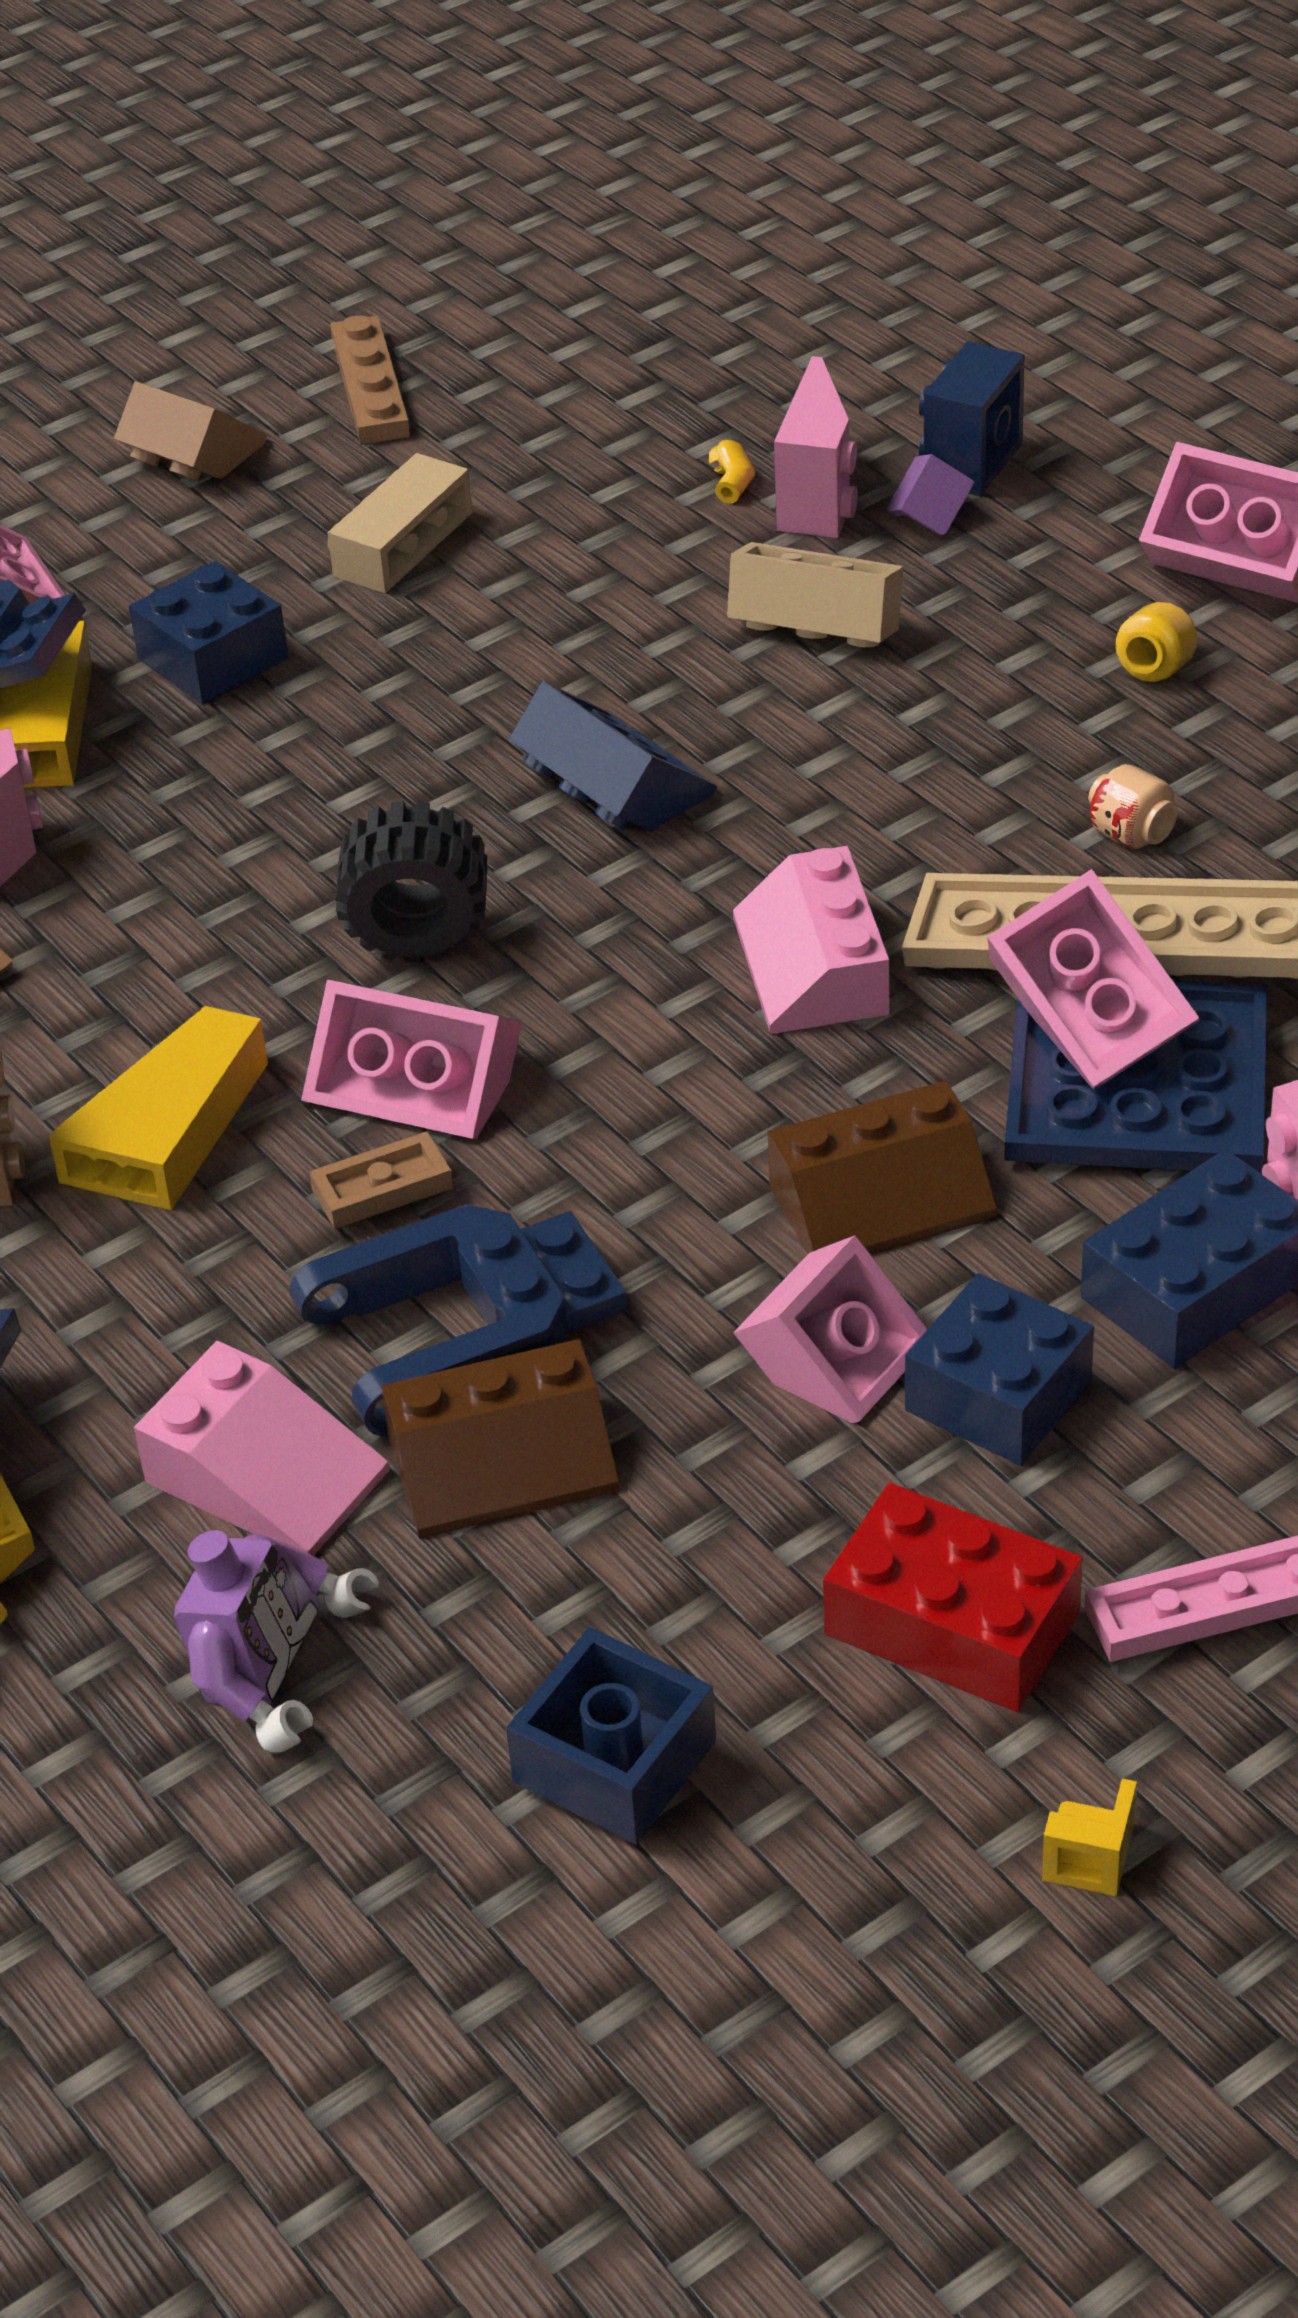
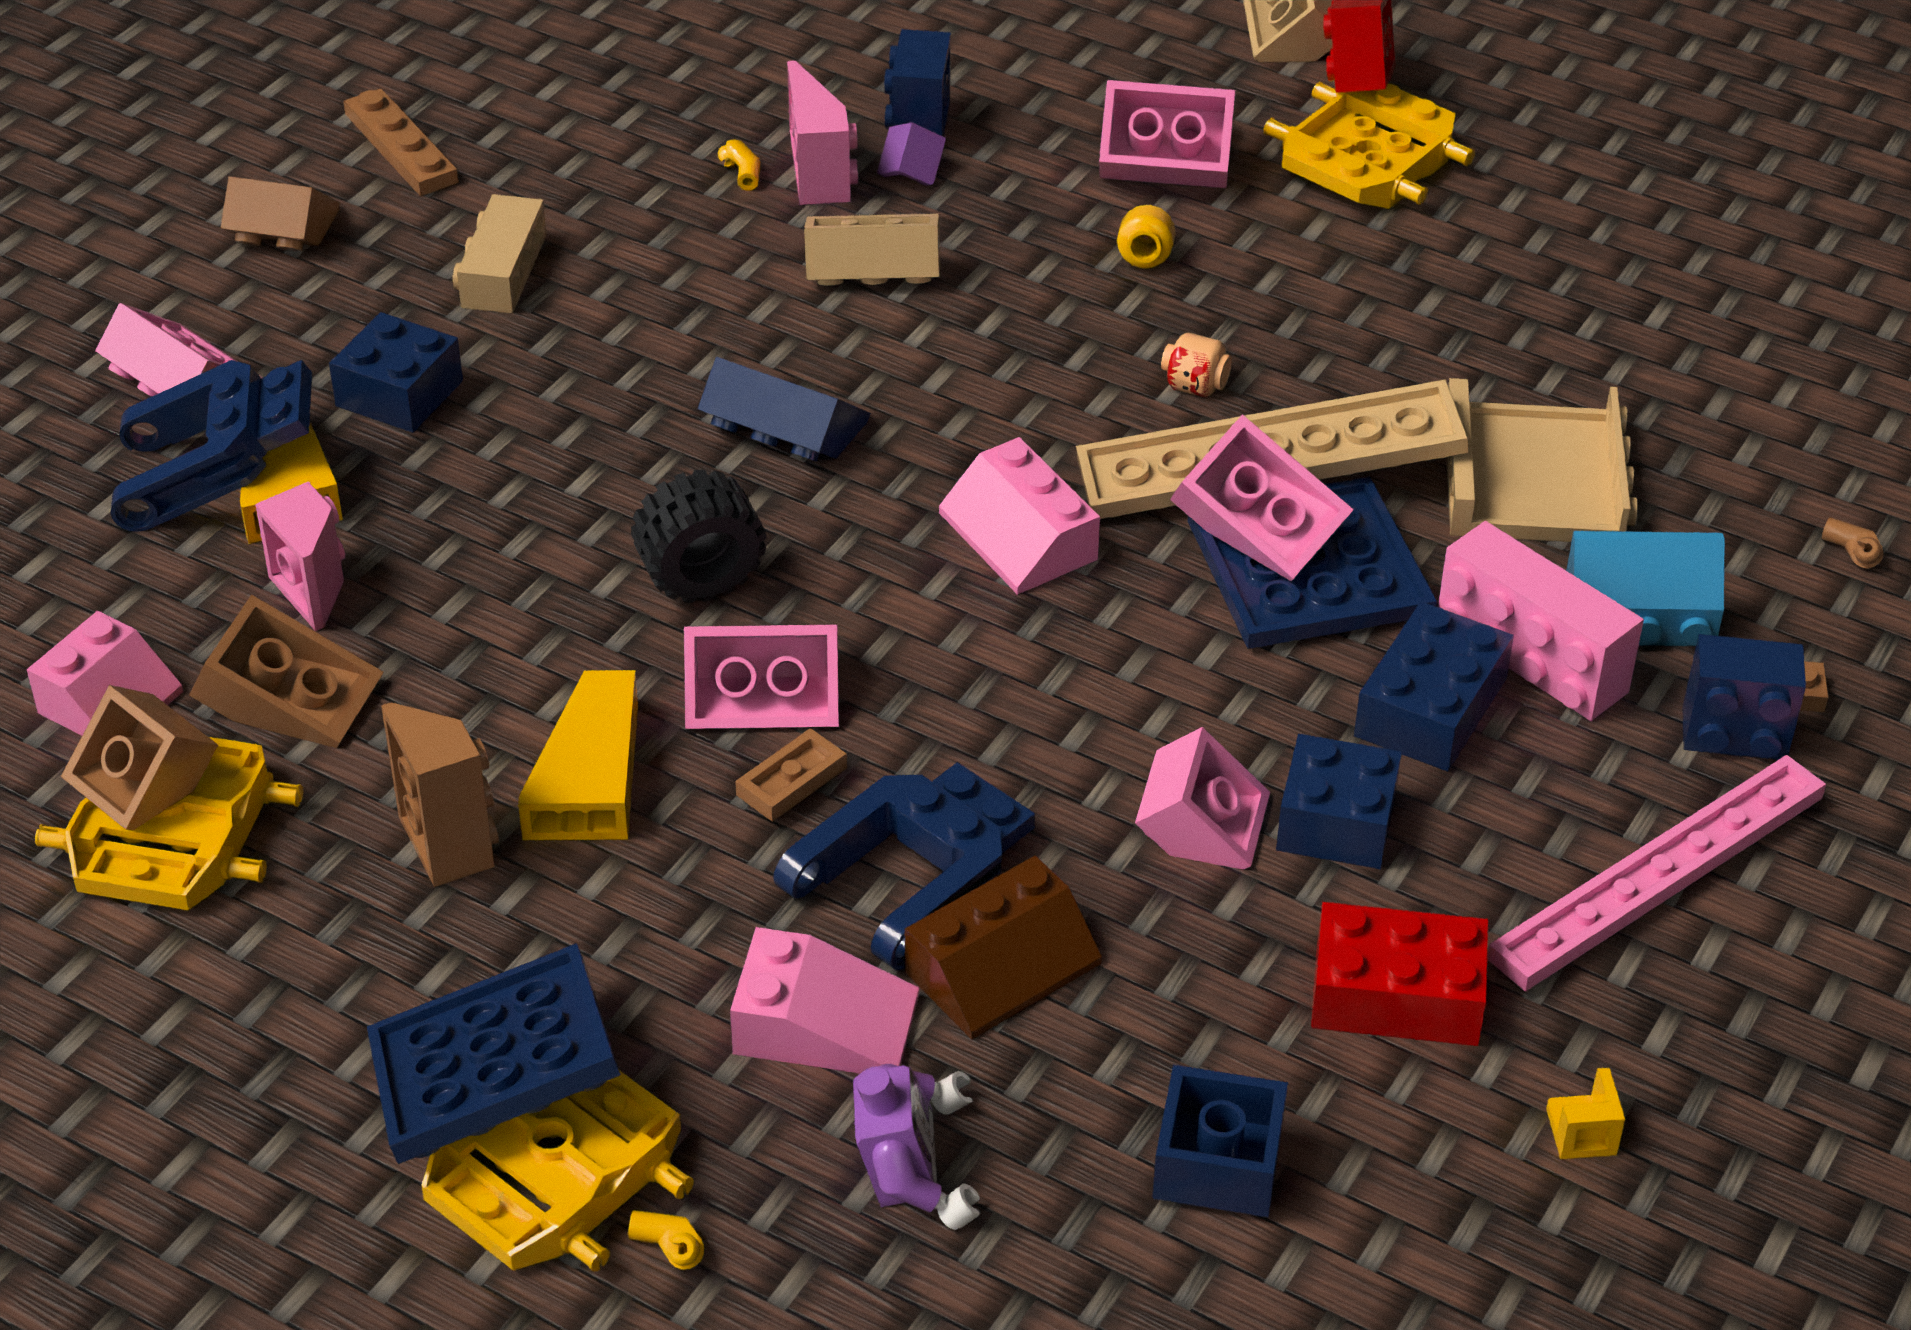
camera: 25 degrees left, 0 degrees up
(881, 1171) = (1170, 679): reddish brown slope -> none

